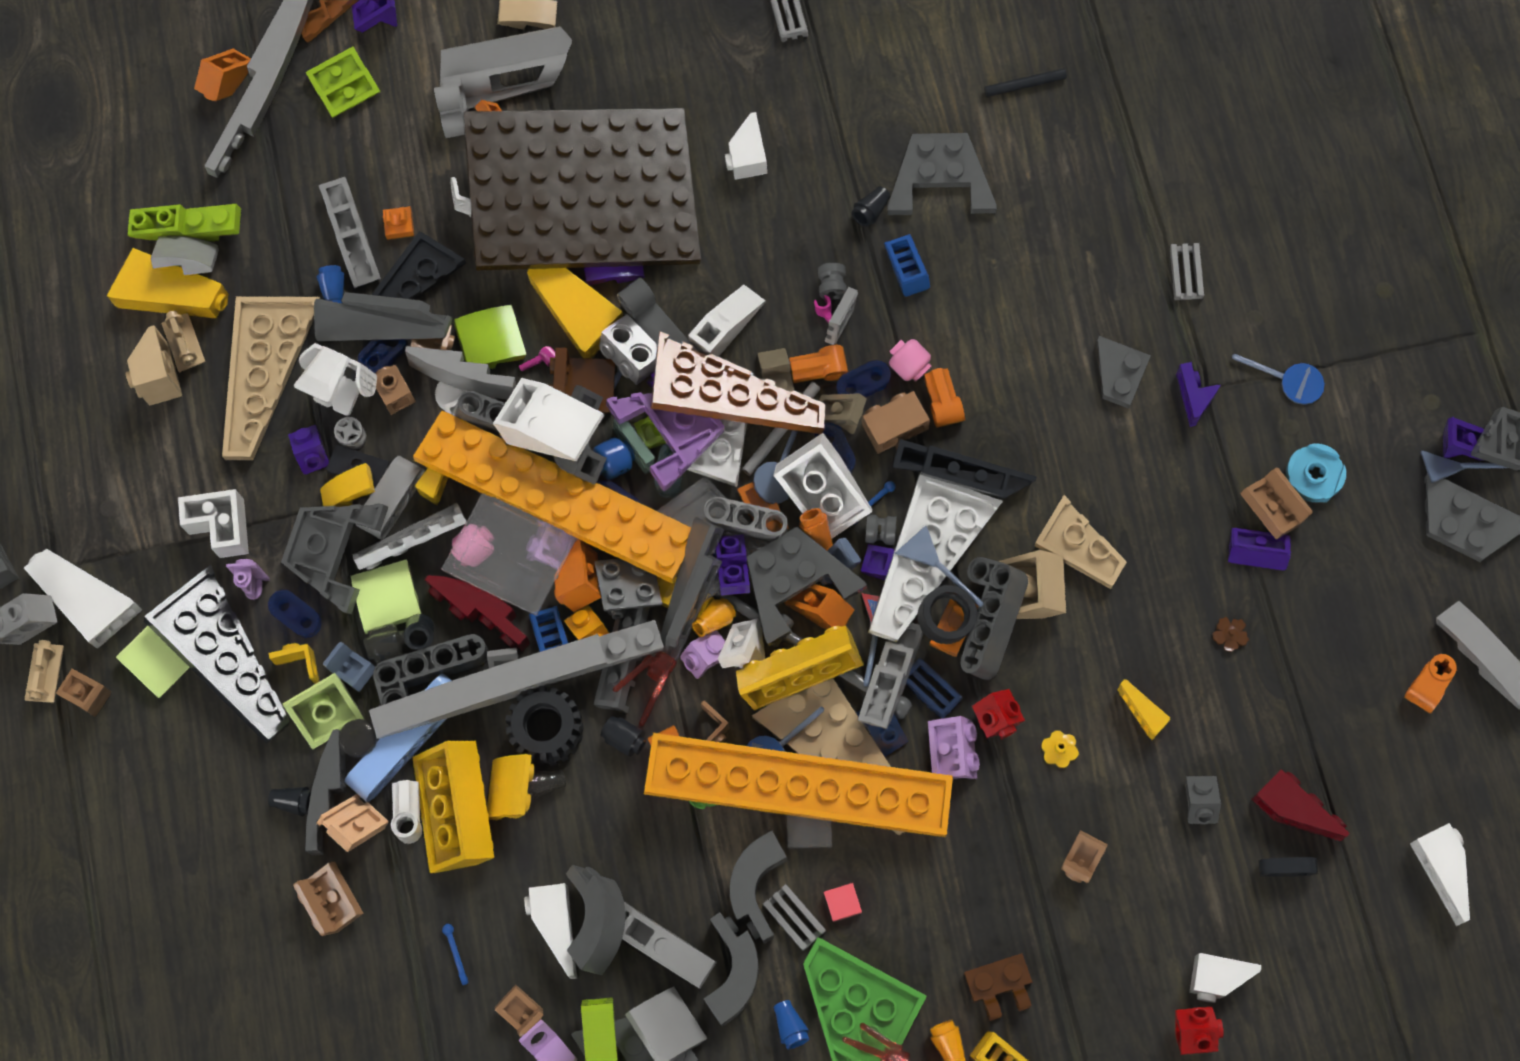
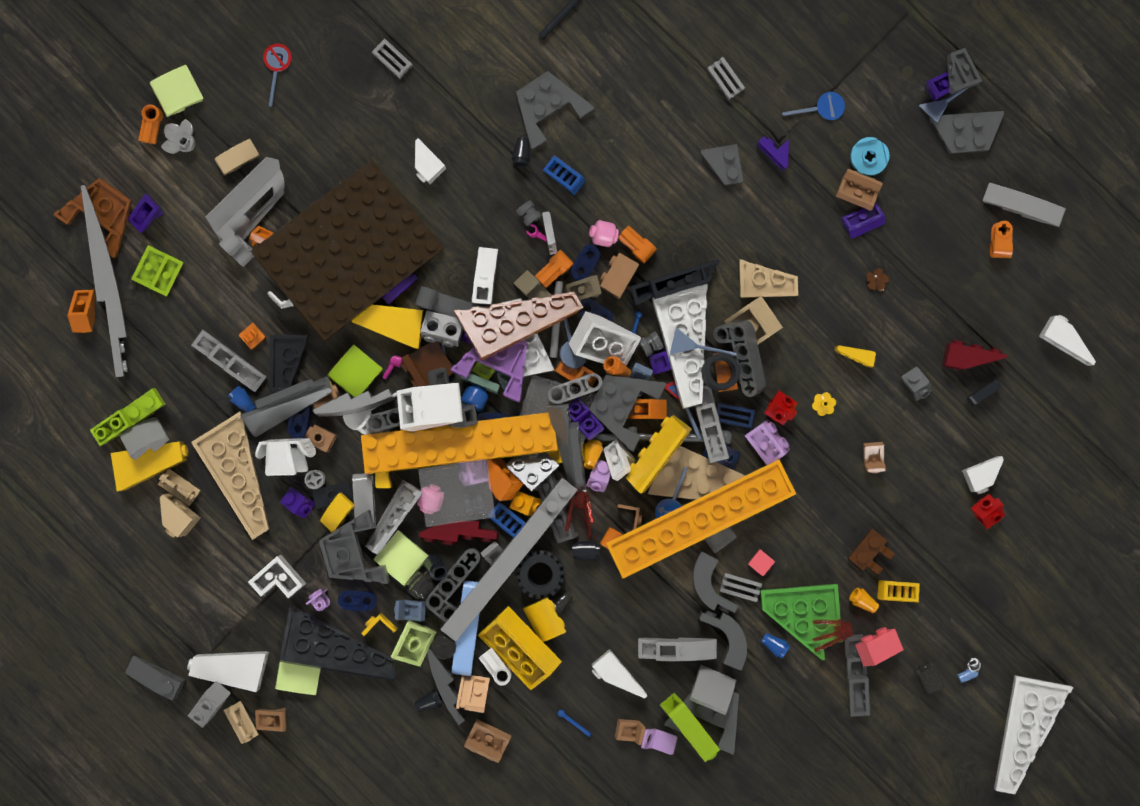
camera: 40 degrees left, 15 degrees up
(603, 920) = (644, 657): dark grey arch -> none

